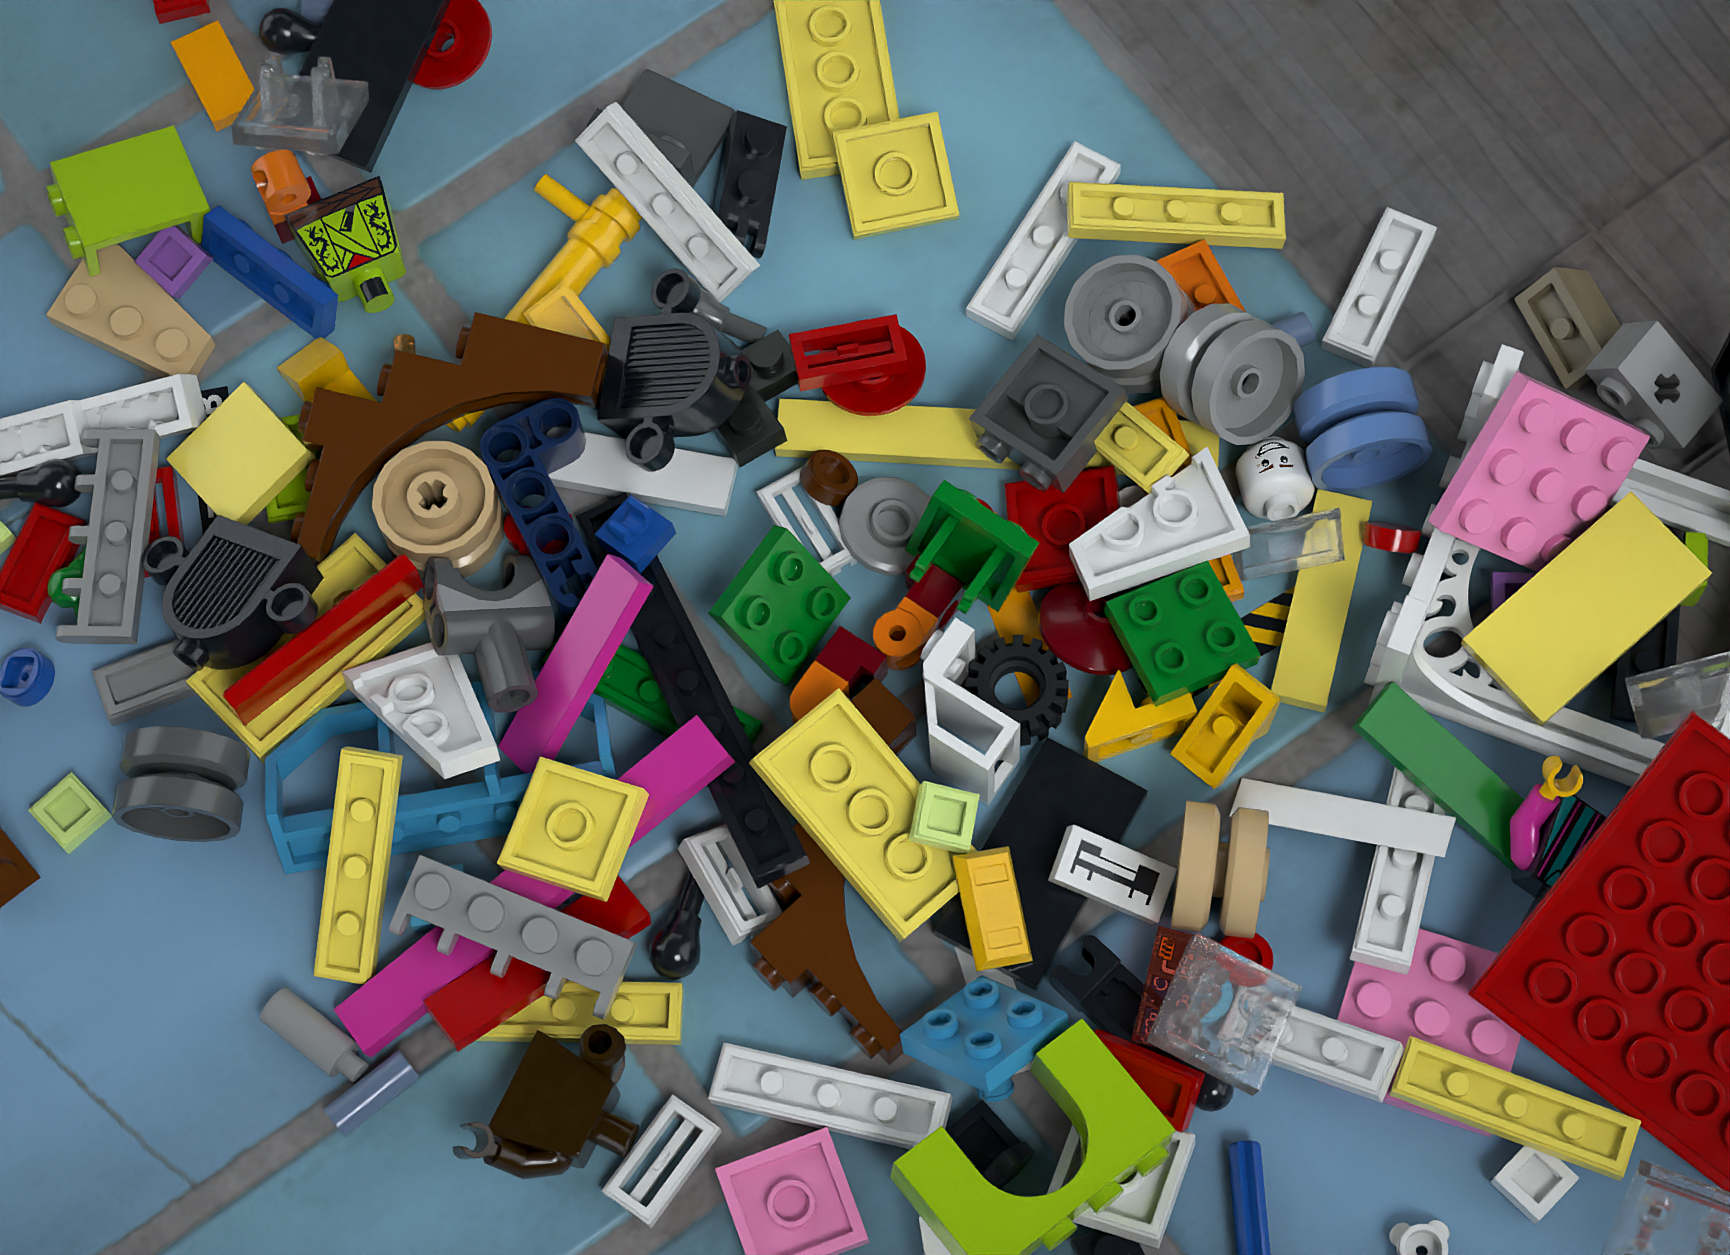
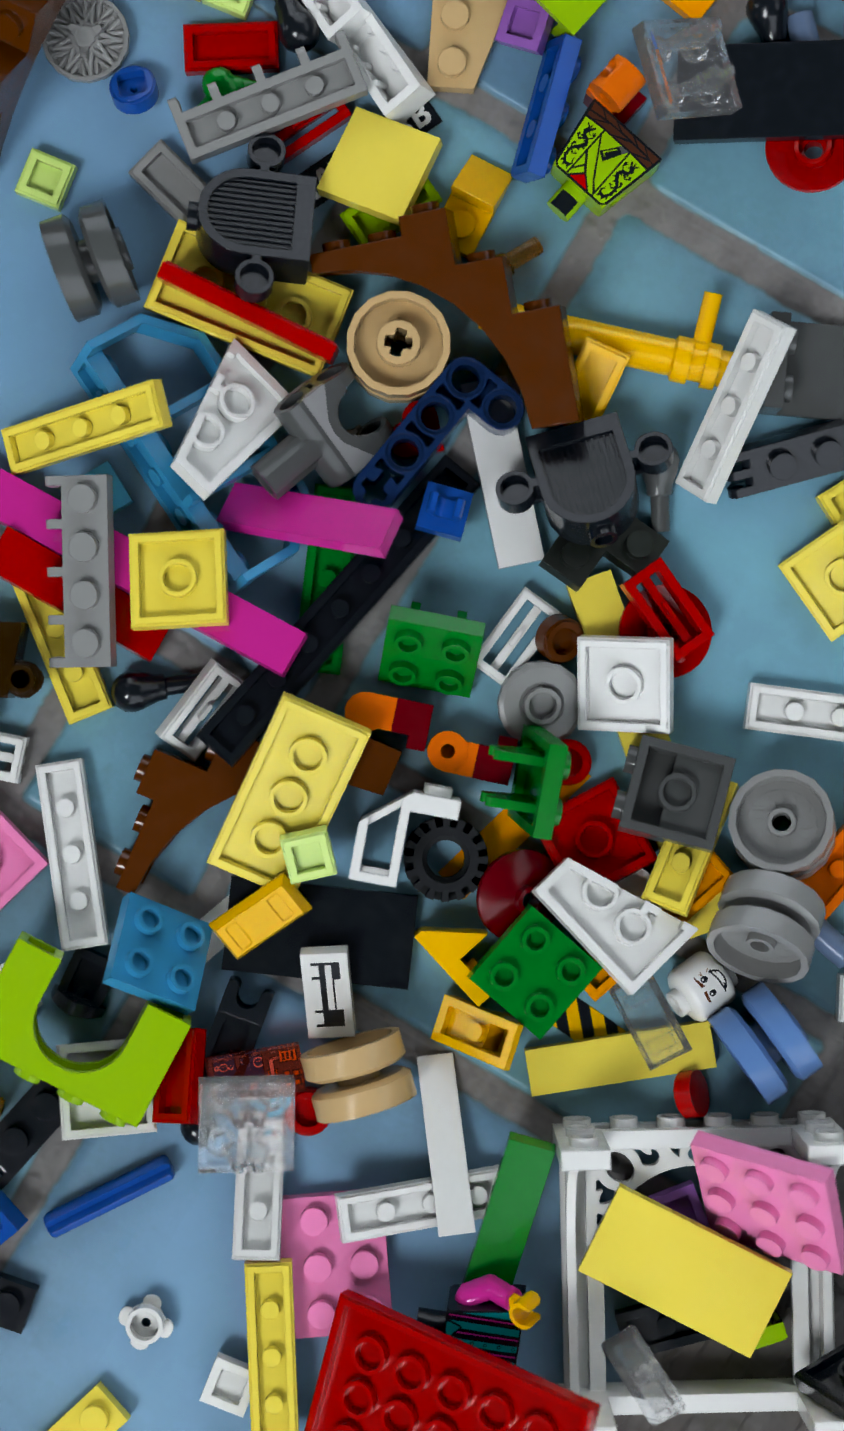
camera: 60 degrees right, 20 degrees up
(908, 423) = (625, 683): none -> white tile

